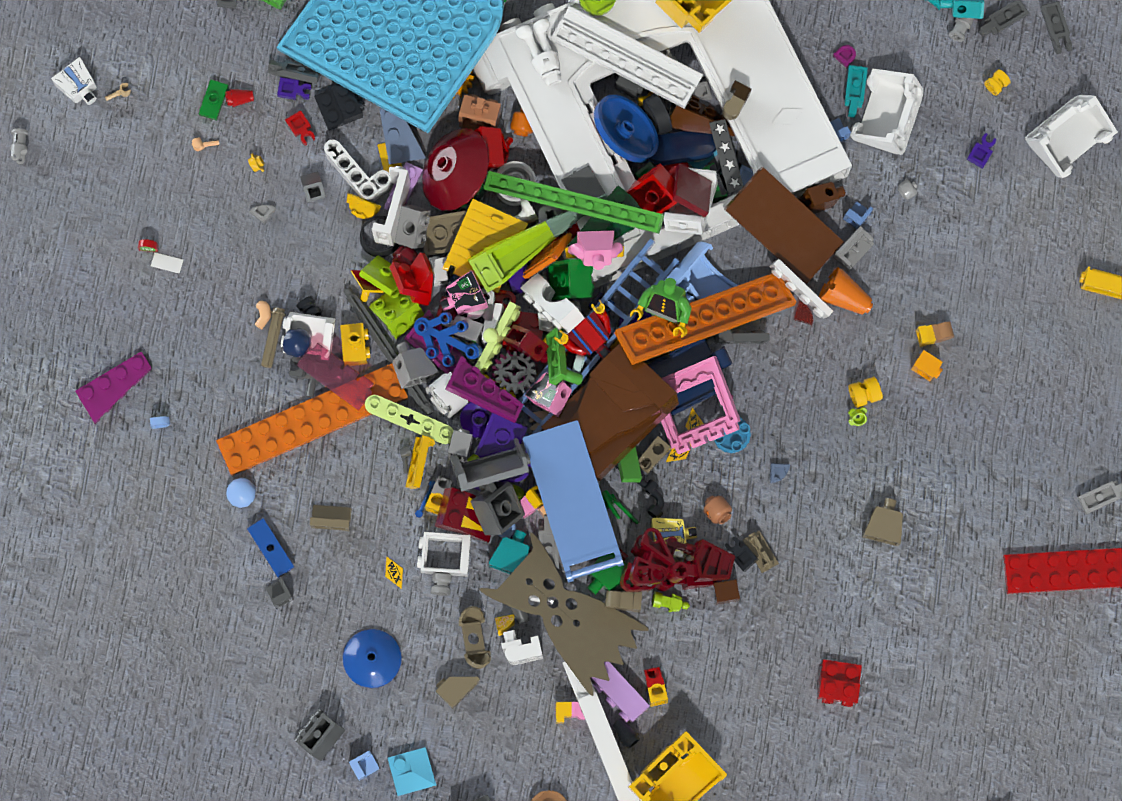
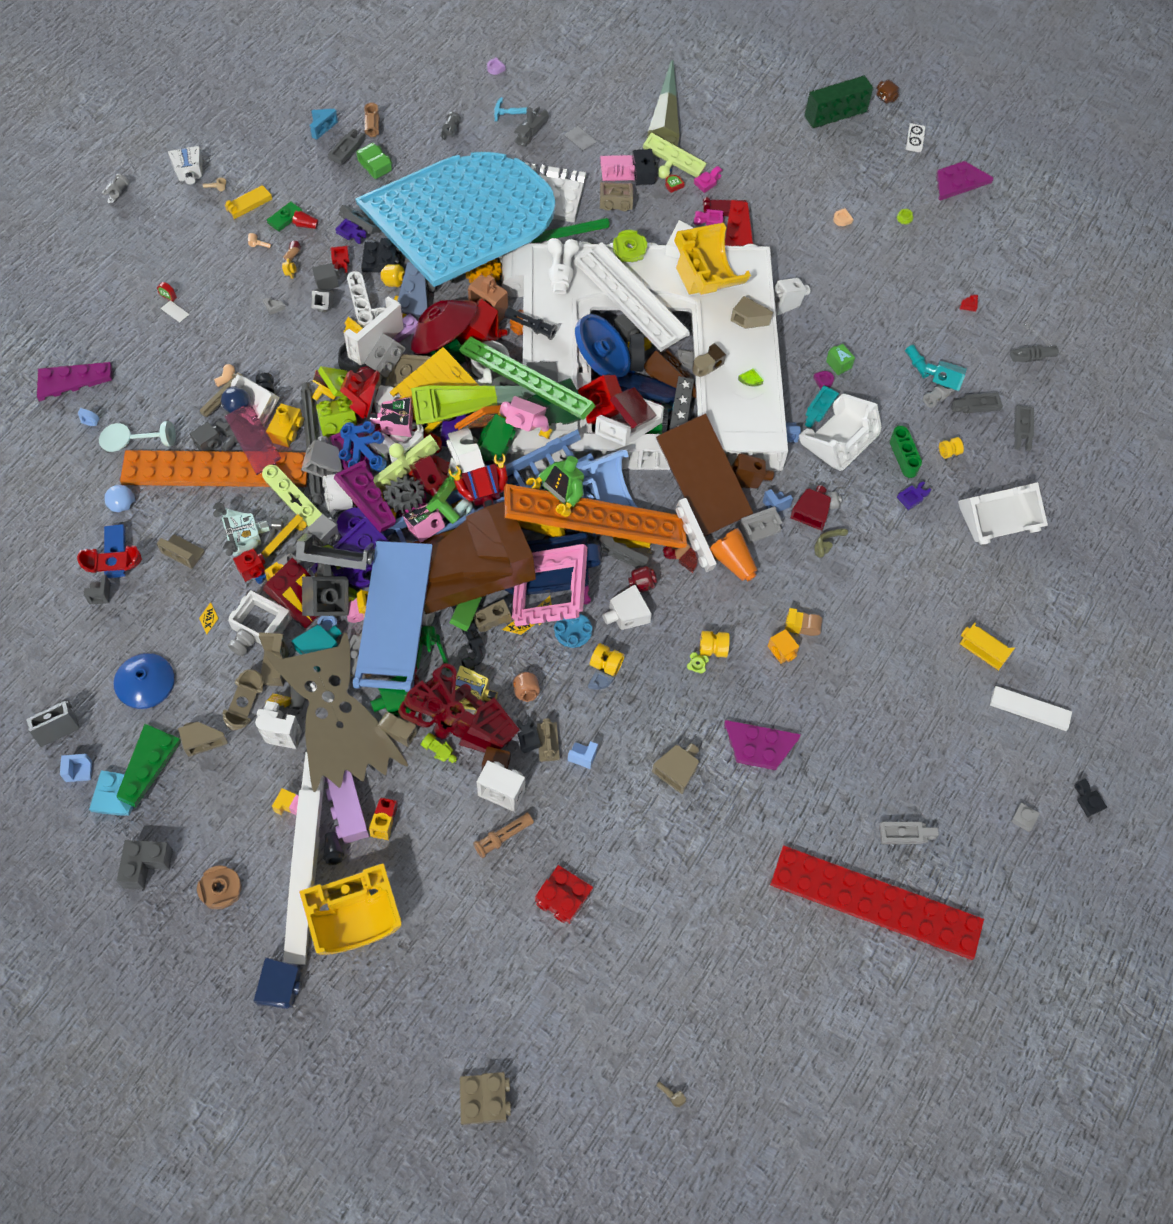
camera: 25 degrees right, 15 degrees down
(165, 98) = (248, 201): none -> yellow hinge
(197, 429) = (118, 435): none -> light aqua piece
(247, 138) = (294, 248): none -> medium nougat arm
(287, 392) = (206, 437): none -> dark grey brick
(290, 553) = (94, 562): none -> red piece
(301, 158) = (326, 276): none -> dark grey brick
(367, 125) = (392, 275): none -> yellow head
(377, 475) = (240, 530): none -> torso
(406, 512) = (249, 564): none -> red brick
(423, 732) = (147, 761): none -> green wing
(477, 579) = (275, 644): none -> dark tan panel
(553, 133) = (538, 326): none -> black pin
(744, 613) = (501, 785): none -> white brick
(752, 26) = (751, 314): none -> dark tan slope
(760, 661) = (493, 837): none -> medium nougat pin
(771, 355) = (643, 578): none -> dark red head
(772, 392) = (628, 609): none -> white torso
(783, 100) = (751, 378): none -> clear neon green tile
(784, 451) = (613, 661): none -> yellow wheel
(787, 314) = (670, 553): none -> arm
(796, 549) = (583, 754): none -> light blue panel
(852, 26) = (840, 359): none -> bright green brick
(895, 208) = (812, 508): none -> dark red torso
(917, 246) = (822, 548): none -> olive piece
(945, 470) = (759, 745): none -> magenta wing
(956, 98) = (905, 451): none -> green beam

